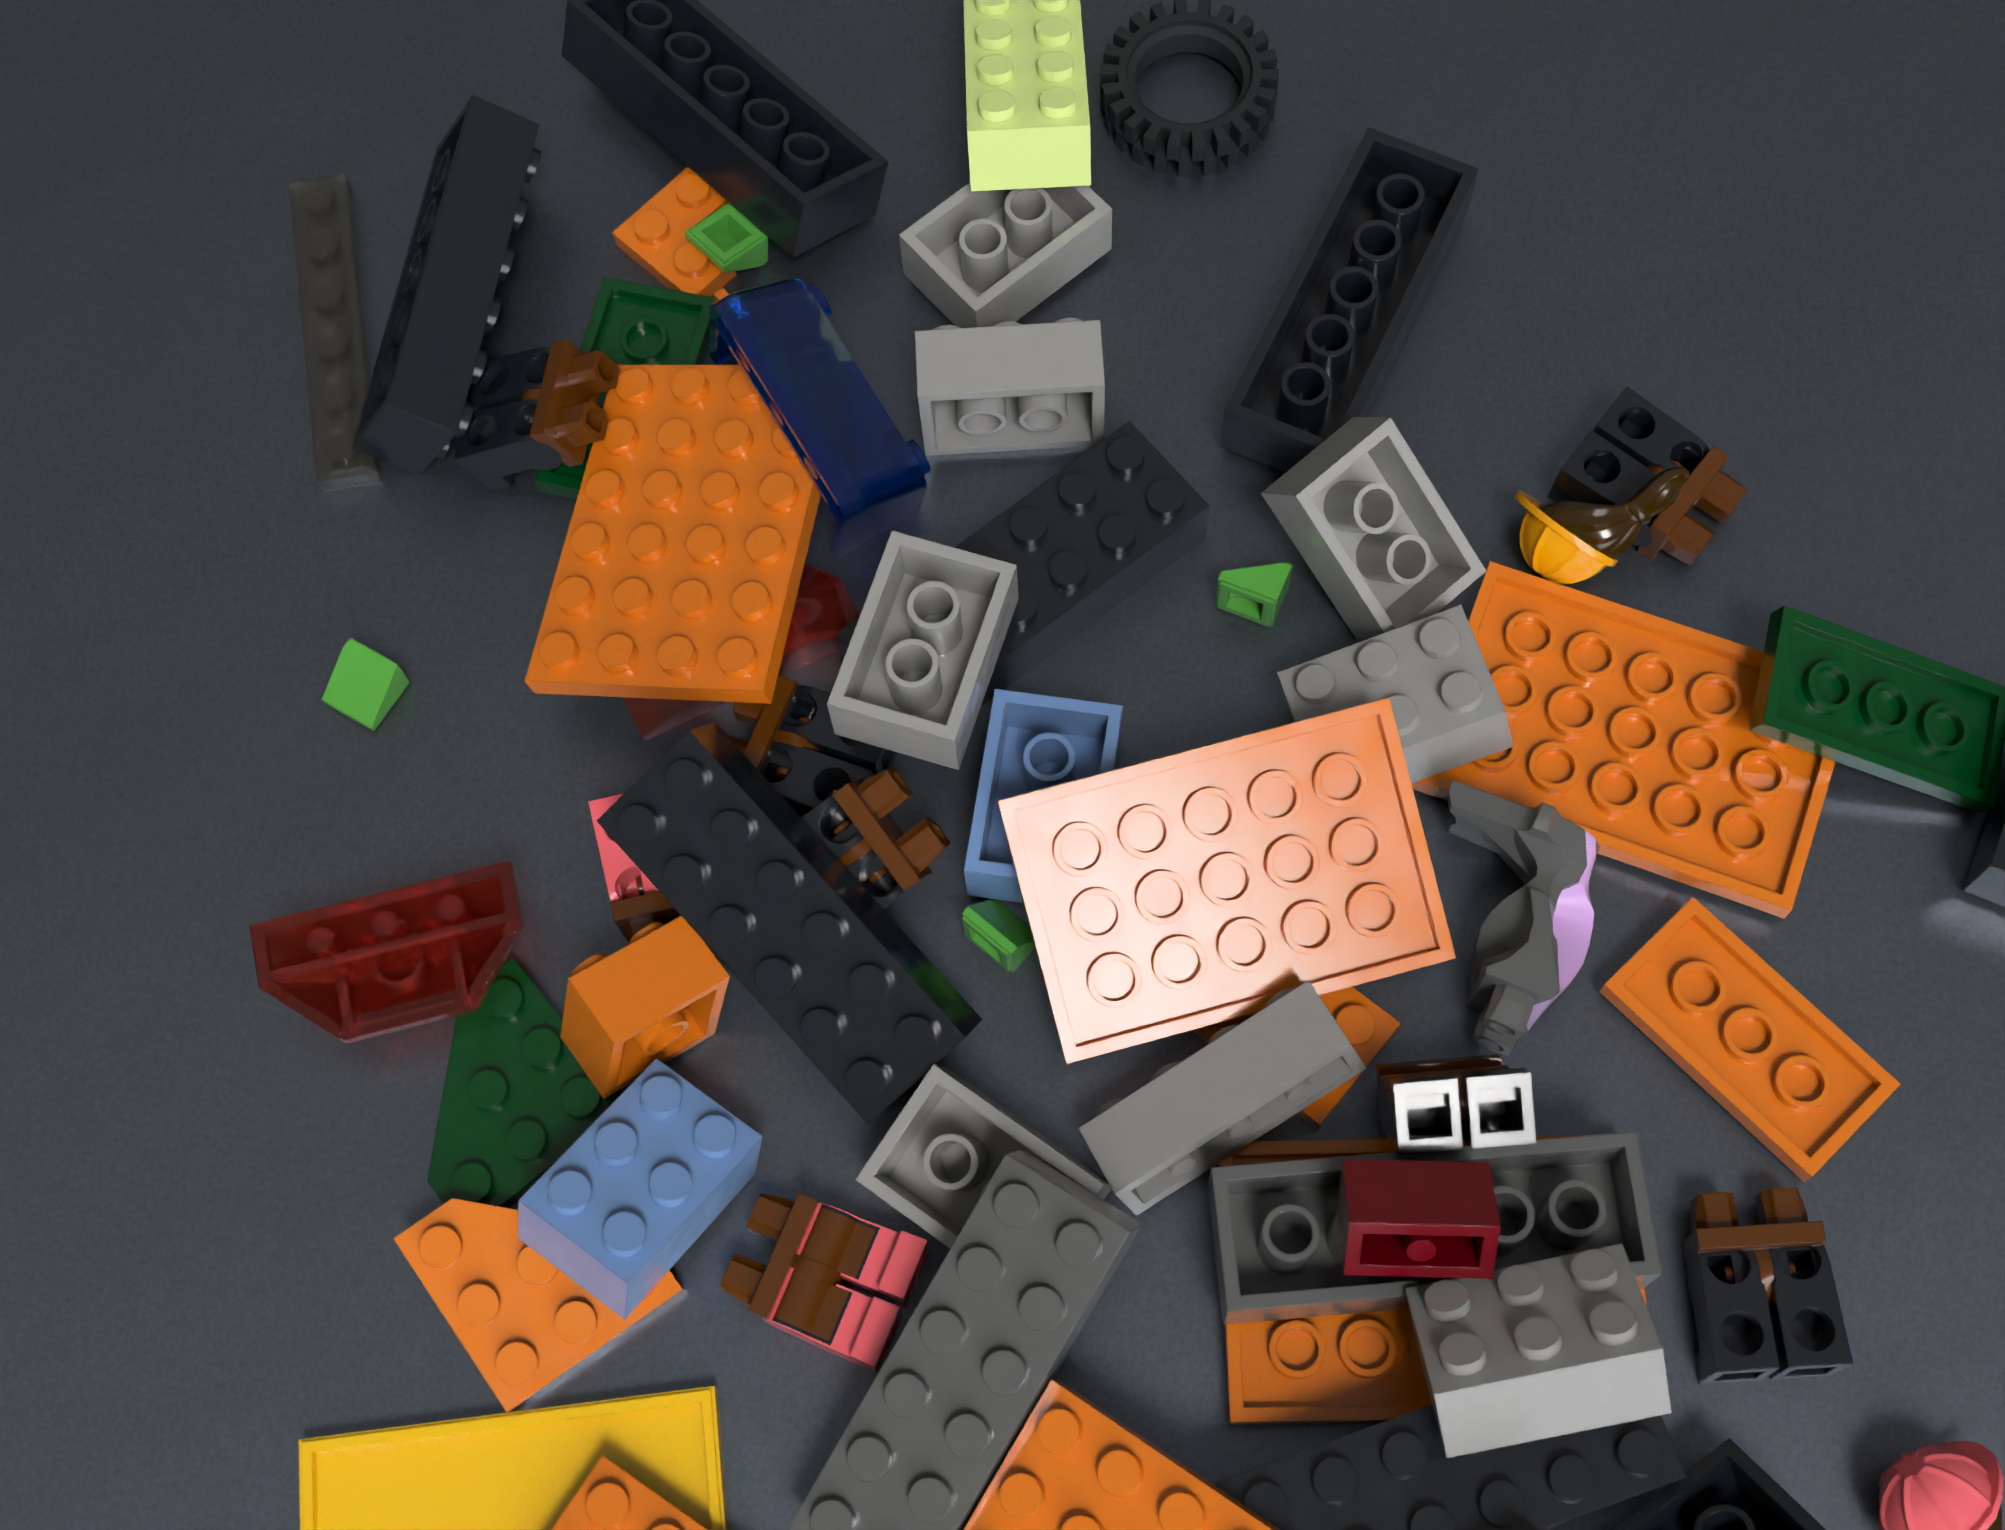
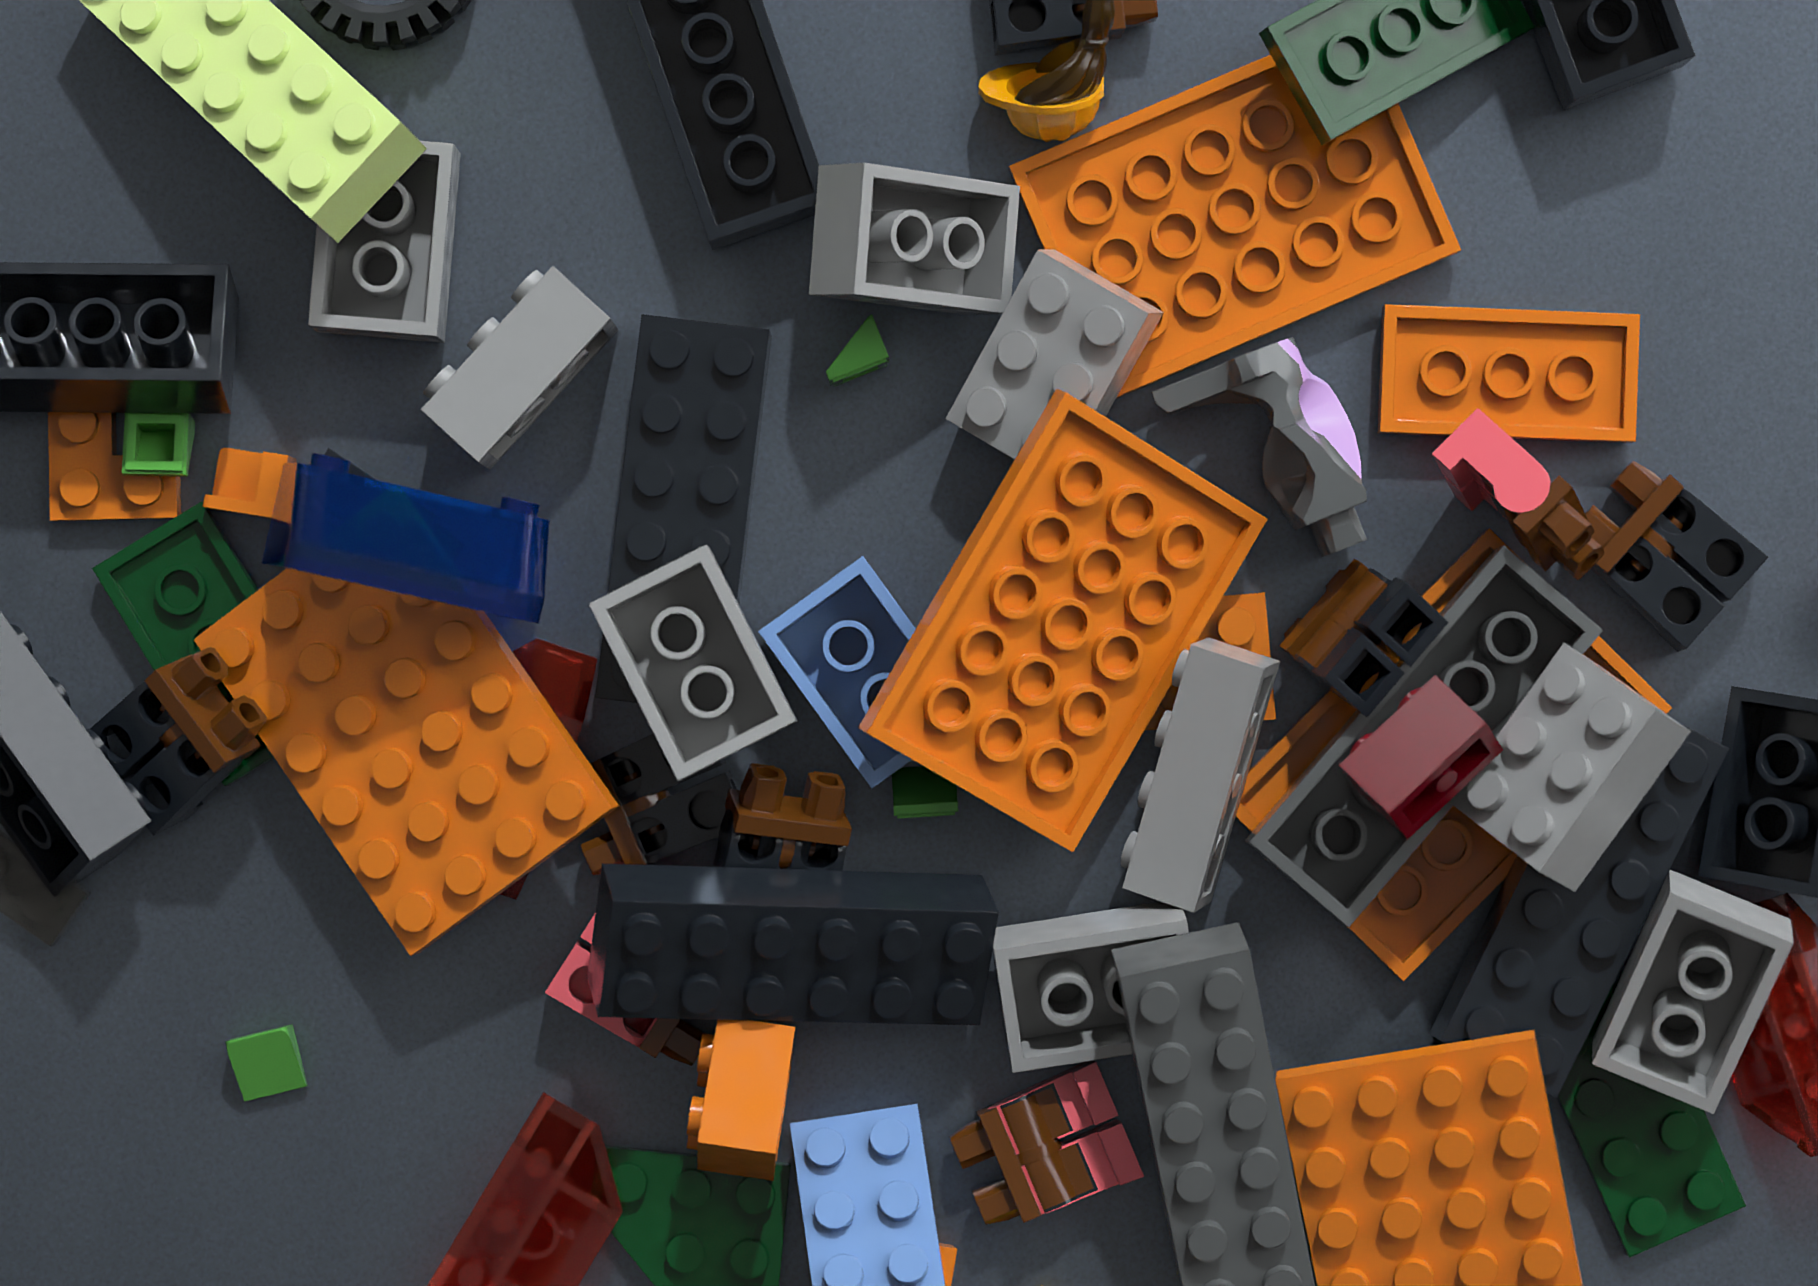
camera: 50 degrees left, 20 degrees up
(1682, 1100) = (1544, 515): none -> hips

